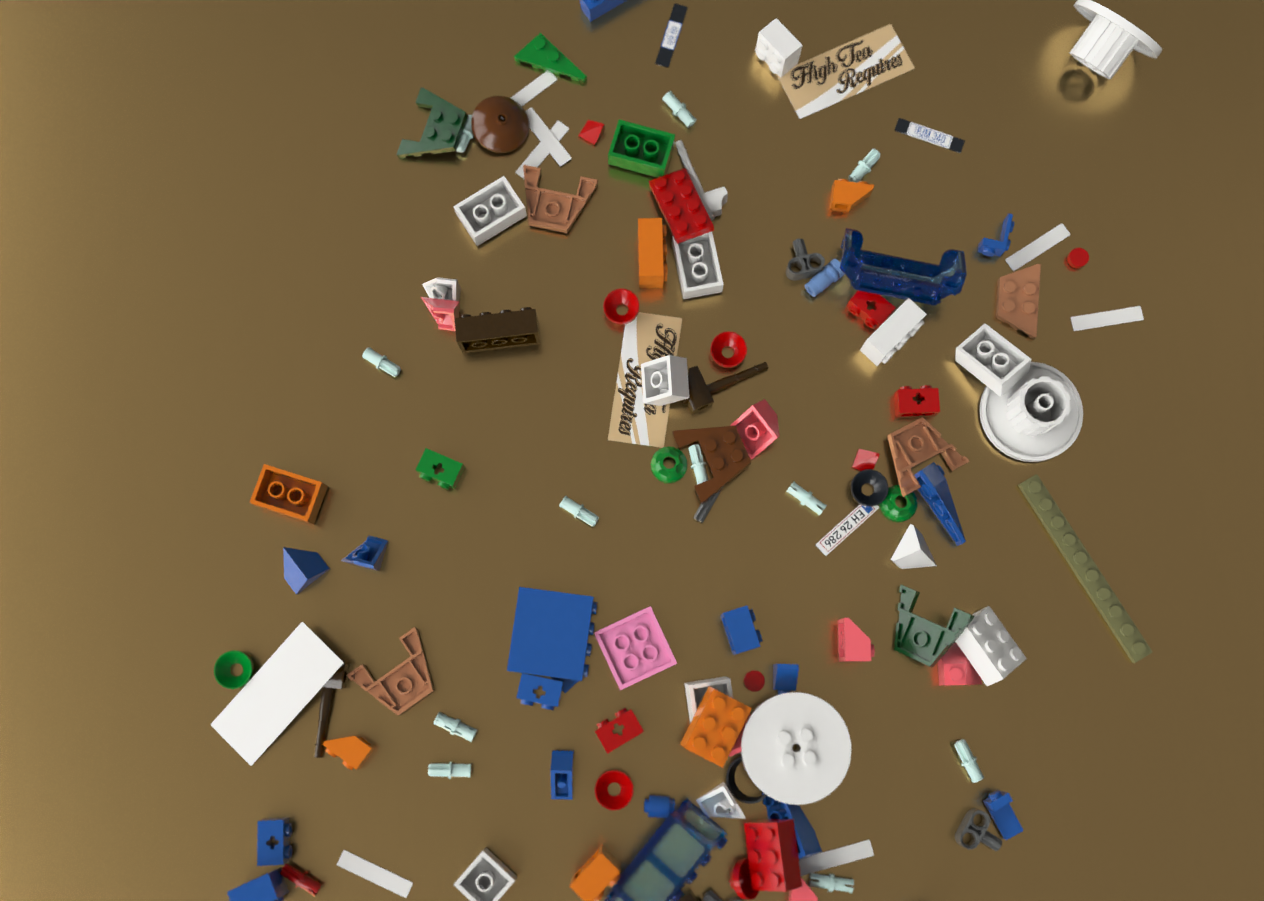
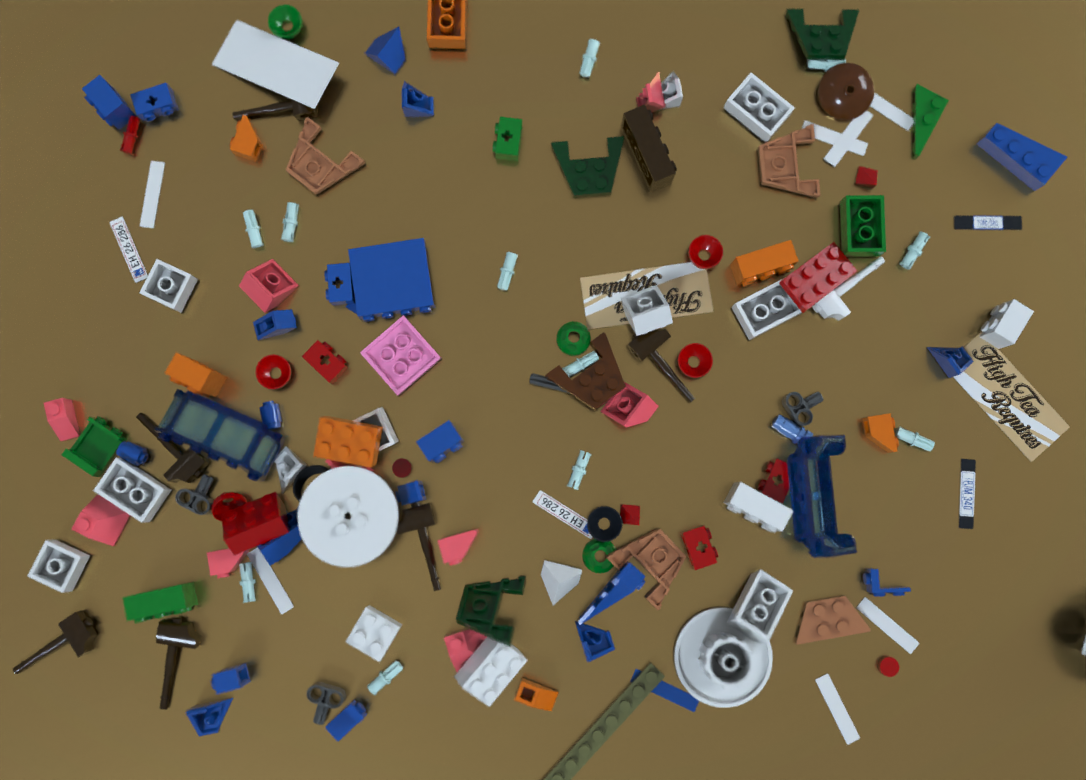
camera: 70 degrees right, 5 degrees up
(504, 397) = (589, 175): none -> dark green wing
(517, 770) = (267, 285): none -> coral slope
(797, 107) = (951, 360): none -> blue slope
(813, 678) = (419, 518): none -> dark brown piece
(920, 759) = (374, 633): none -> white brick
(985, 533) = (594, 641): none -> blue slope
(1024, 609) = (535, 695): none -> orange slope
(1055, 471) = (673, 694): none -> blue sticker

